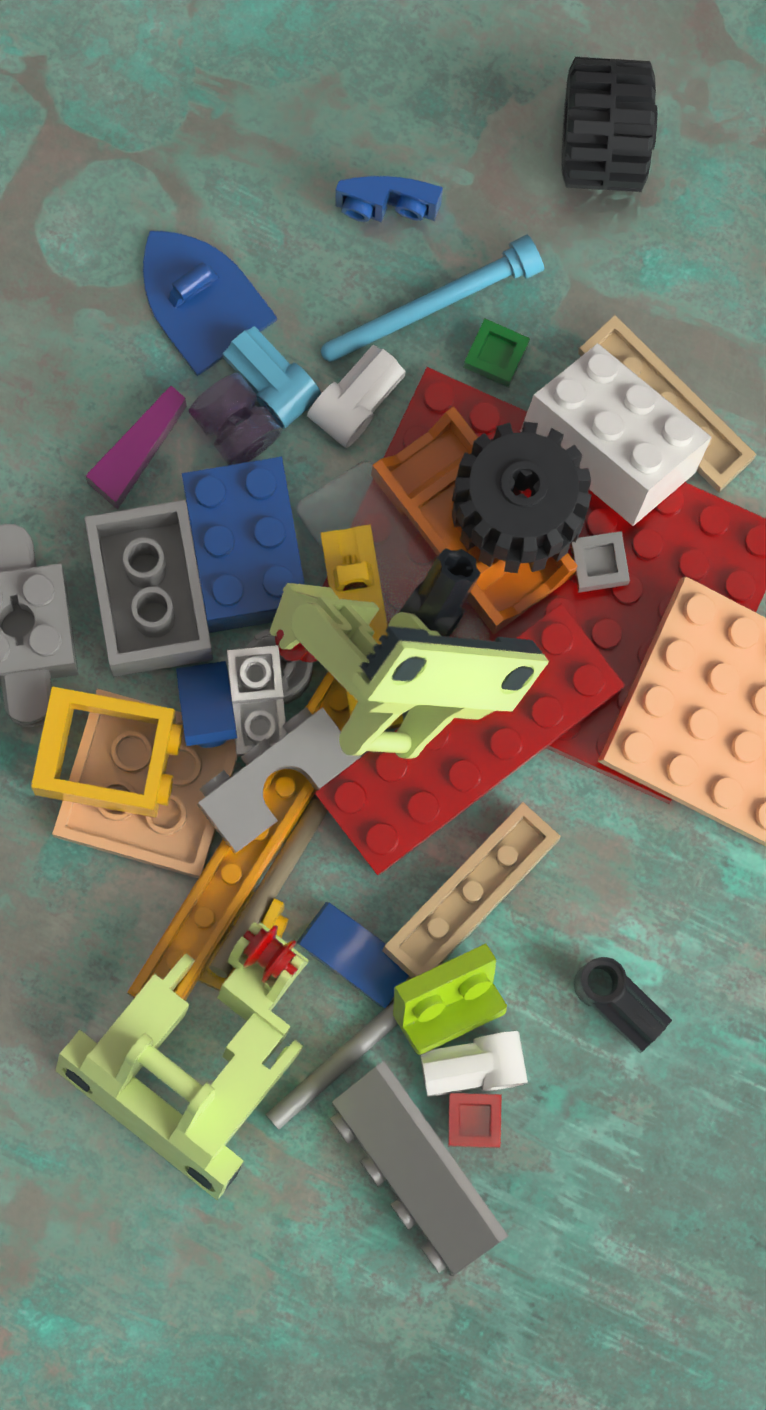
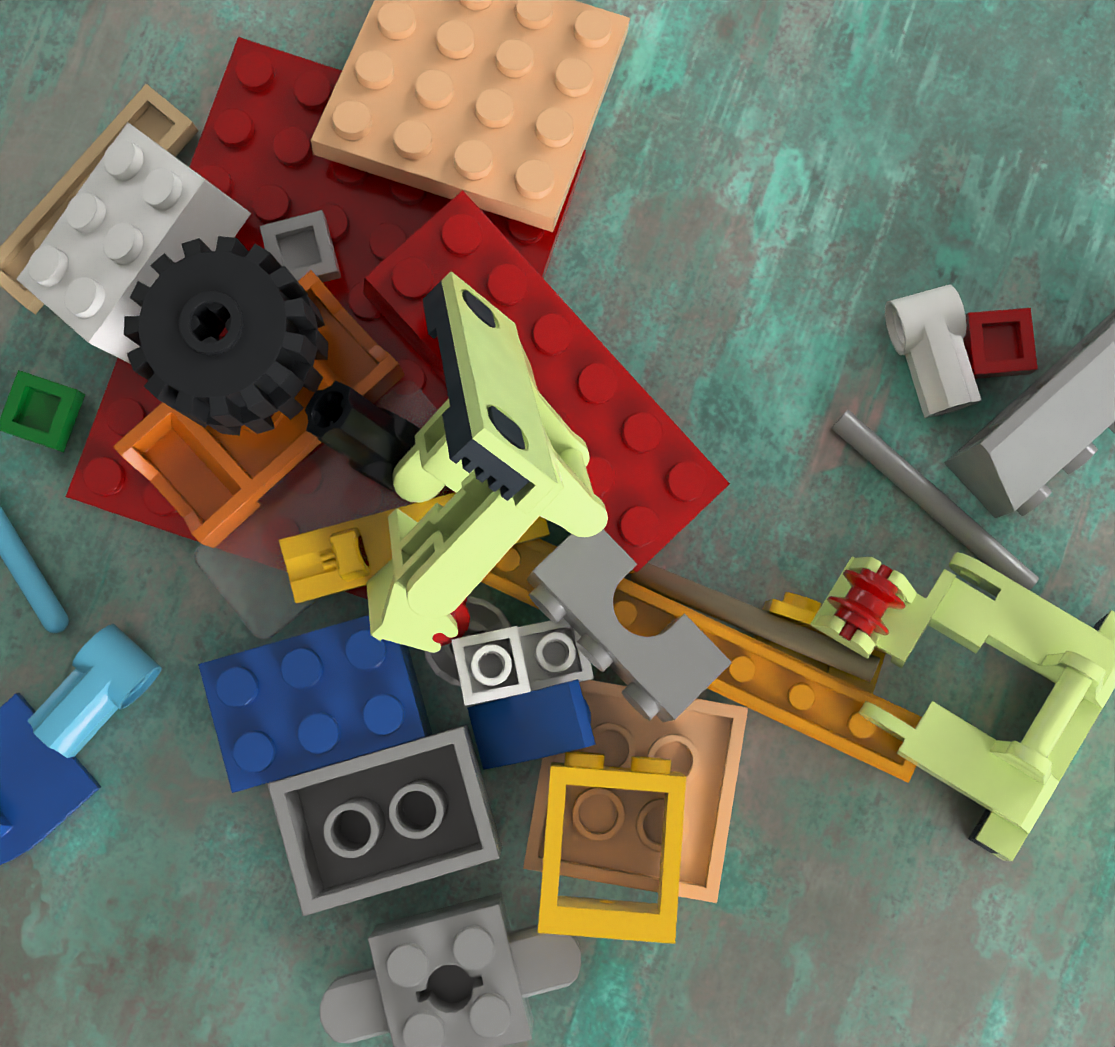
camera: 90 degrees left, 5 degrees up
(128, 458) = (209, 859): magenta piece -> none
(226, 405) = (141, 750): clear purple wheel -> none
(348, 407) = (124, 589): white piece -> none
(352, 953) = (817, 507): blue slope -> none
(449, 1000) = (869, 383): lime bracket -> none
(472, 892) = (730, 372): tan plate -> none
(626, 1005) = (837, 185): black piece -> none

